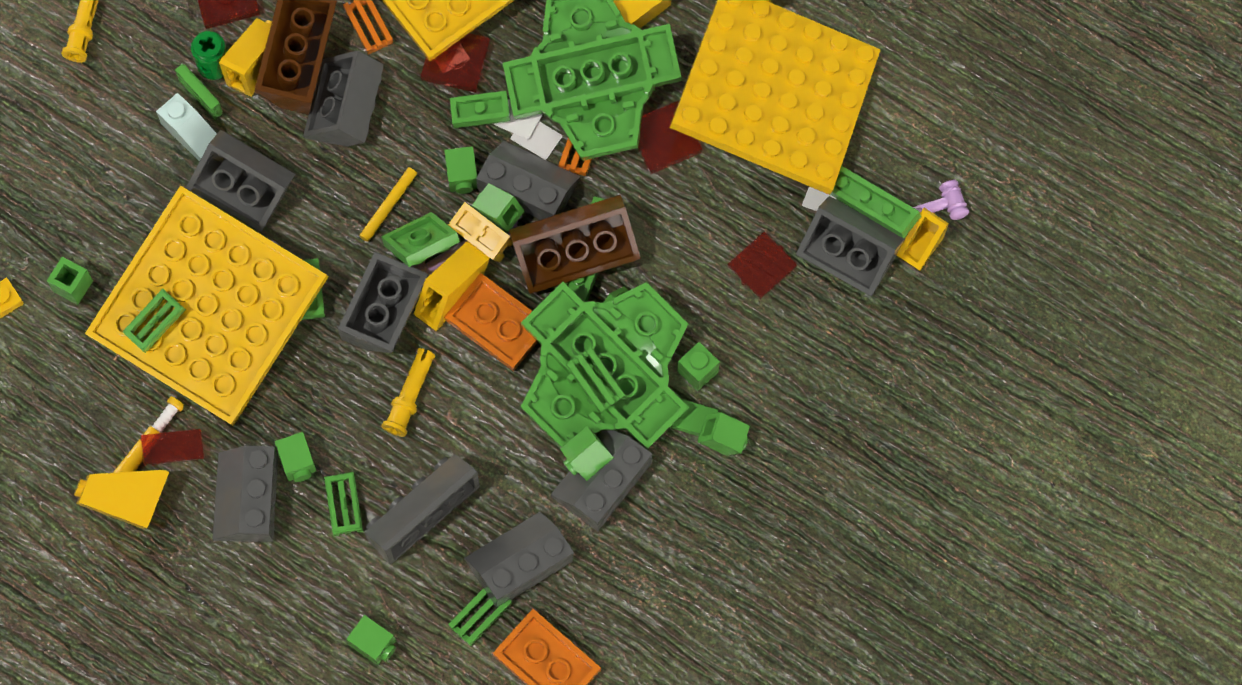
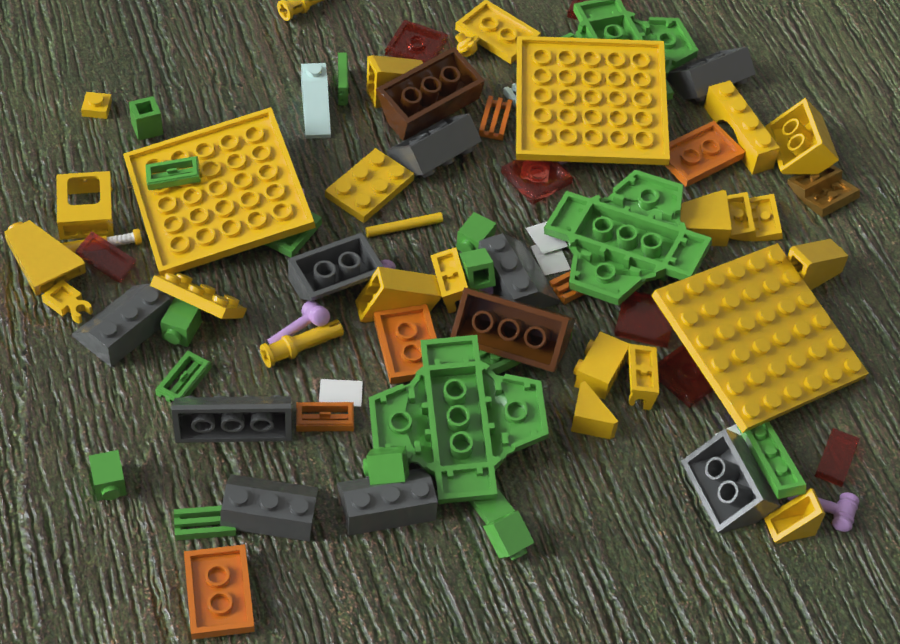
camera: 35 degrees right, 20 degrees down
(117, 426) = (80, 220): none -> yellow window
(176, 514) = (65, 299): none -> yellow plate
(207, 52) = (366, 46): green piece -> none
(240, 180) = (316, 138): dark grey slope -> none
(292, 423) = (199, 296): none -> yellow plate
(322, 187) = (369, 185): none -> yellow plate
(397, 360) = (312, 313): none -> lavender piece
(420, 239) = (395, 250): bright green plate -> none
(479, 411) = (341, 391): none -> white sticker
(480, 109) = (524, 211): bright green plate -> none
(508, 428) = (324, 420): none -> orange tile
(604, 372) = (442, 396): bright green tile -> none
(667, 215) = (602, 363): none -> yellow brick
(696, 270) = (592, 415): none -> yellow slope
(698, 366) = (532, 476): bright green brick -> none
(710, 200) = (643, 374): none -> yellow hinge
(735, 174) = (683, 376): none -> clear red tile
(762, 265) = (647, 450): clear red piece -> none
(911, 151) = (837, 457): none -> clear red tile

